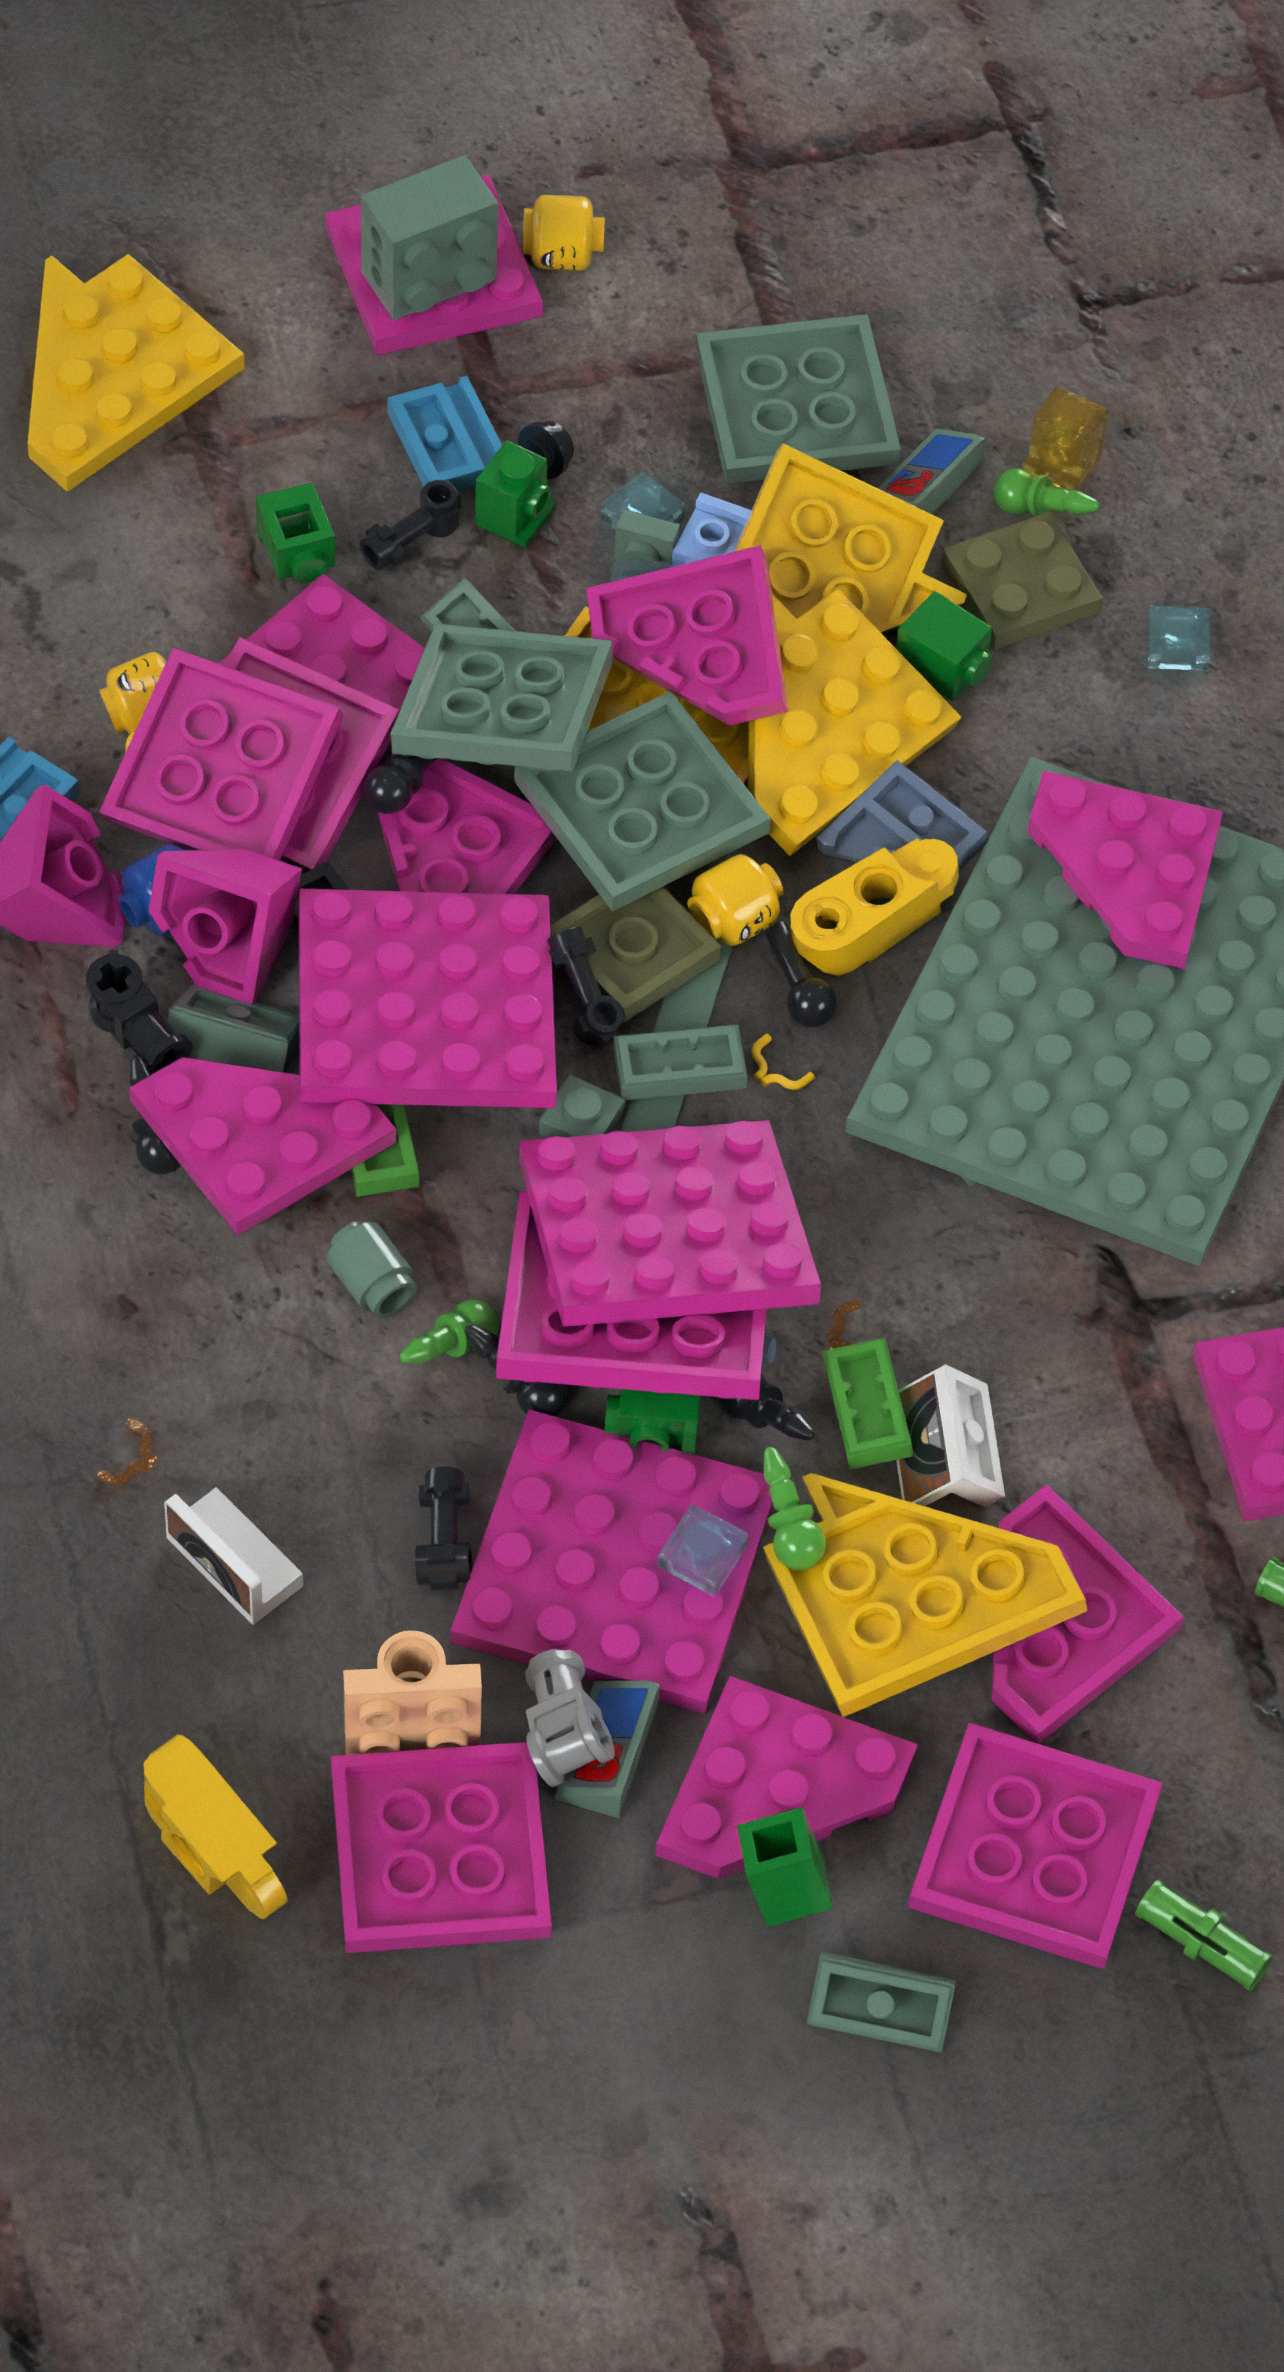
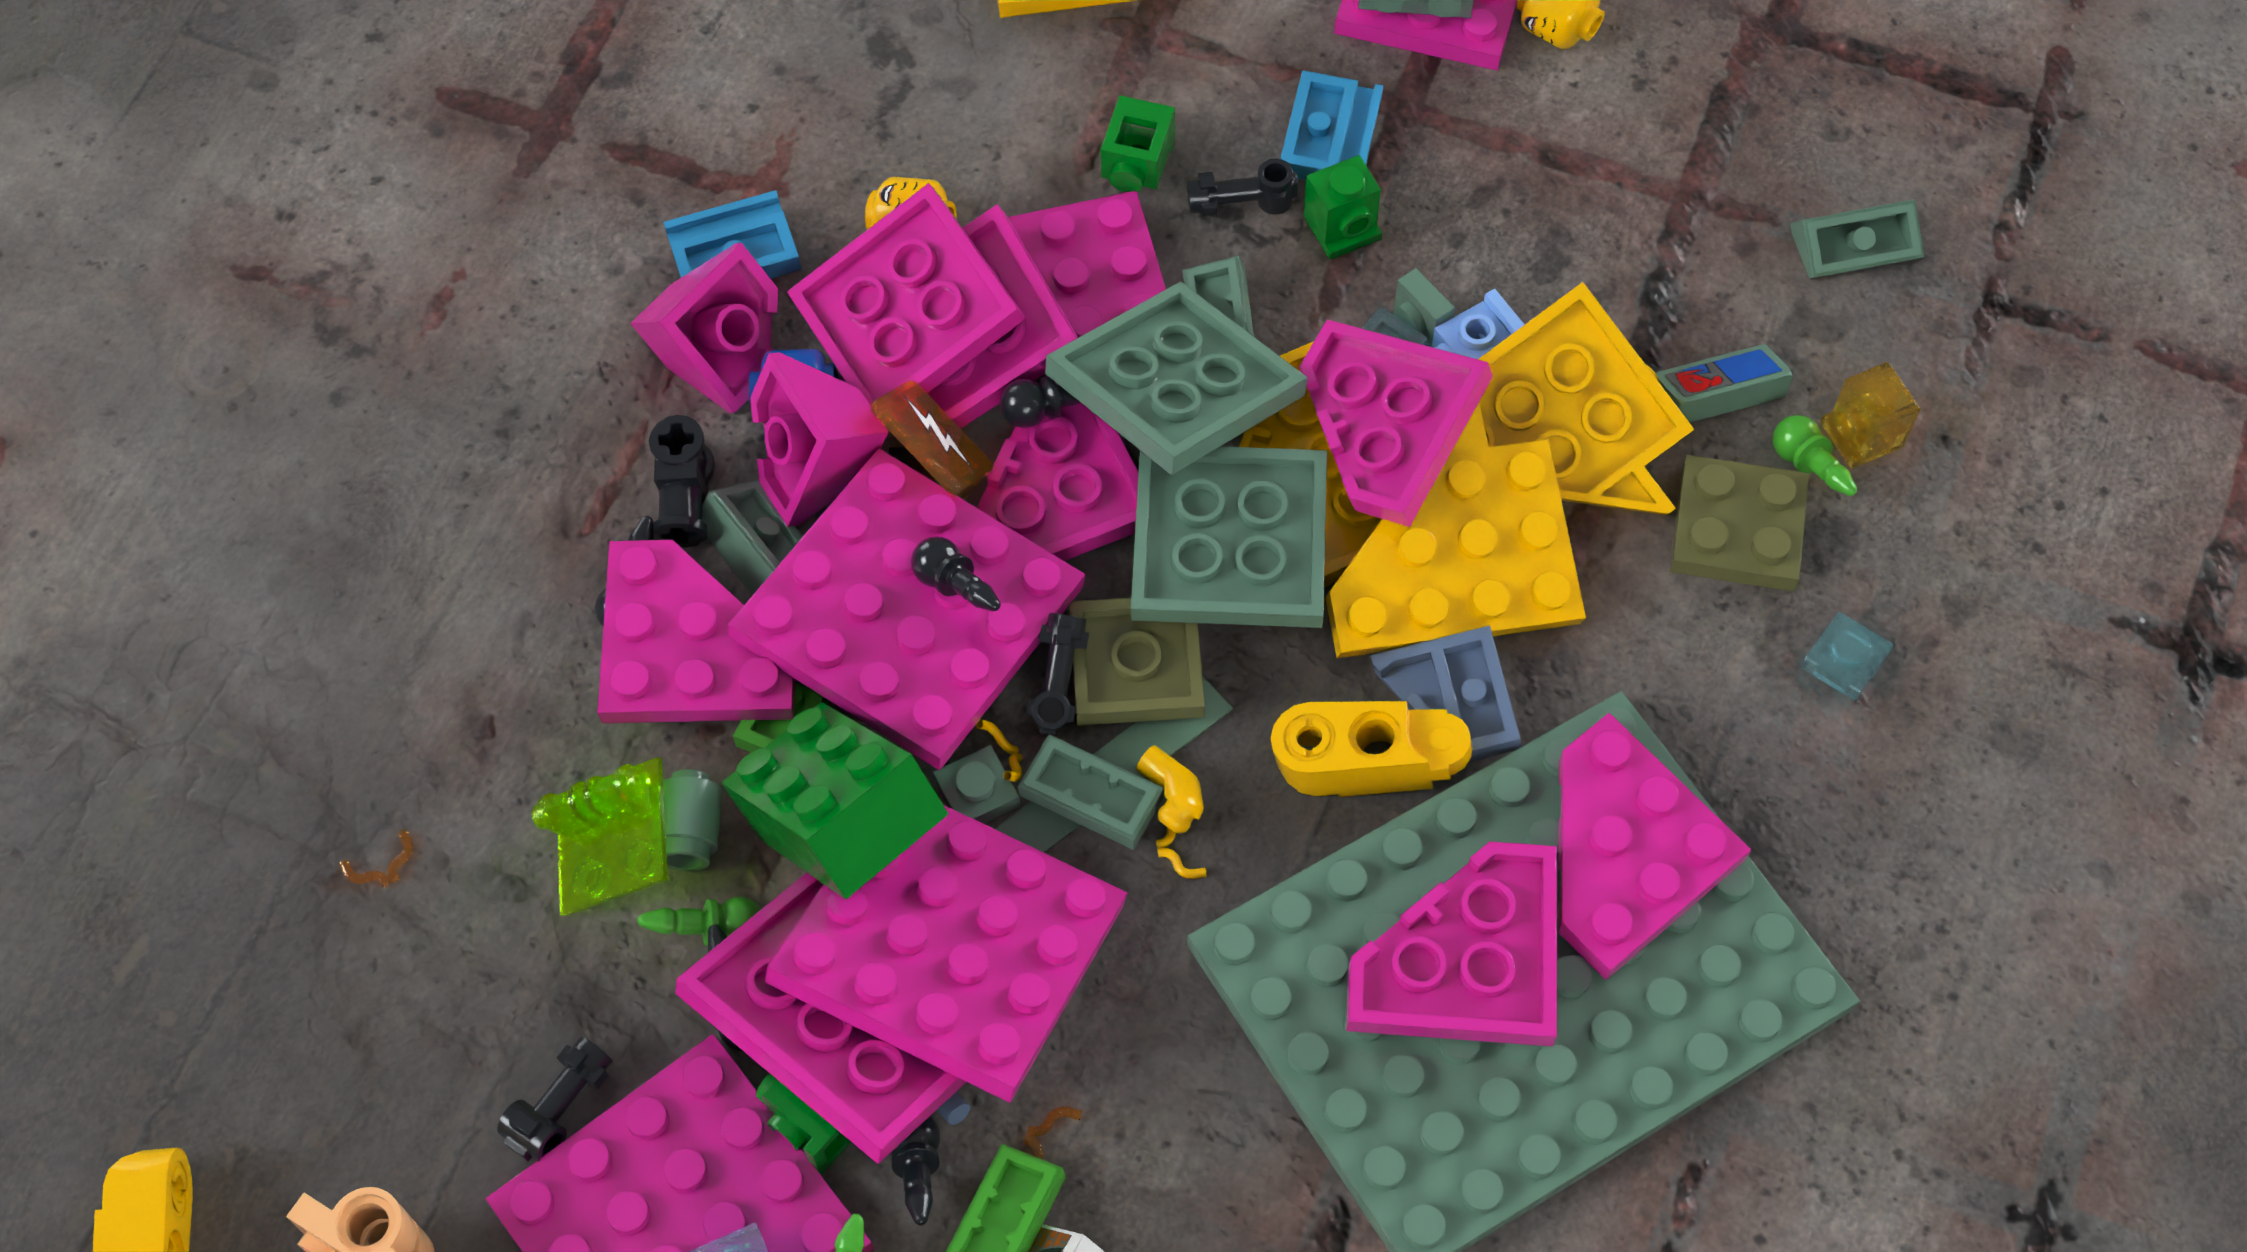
camera: 40 degrees right, 5 degrees up
(232, 1553) = (373, 1005): white panel -> none
(322, 1314) = (608, 835): none -> clear neon green hinge
(336, 858) = (933, 438): none -> clear orange slope
(436, 944) = (941, 565): none -> black bar
(499, 1167) = (835, 798): none -> green brick
(550, 442) = (1403, 182): black plate -> none
(584, 1073) = (1015, 757): none -> yellow piece
(643, 497) = (1453, 274): clear light blue plate -> none
(736, 899) = (1250, 671): yellow head -> none
(760, 1026) = (1179, 786): none -> yellow arm
(800, 387) = (1658, 251): sand green plate -> none
(810, 998) = (1255, 800): black bar -> none
(946, 645) = (1617, 544): green brick -> none
(947, 304) = (1859, 238): none -> sand green slope
(1078, 1002) = (1468, 956): none -> dark pink plate

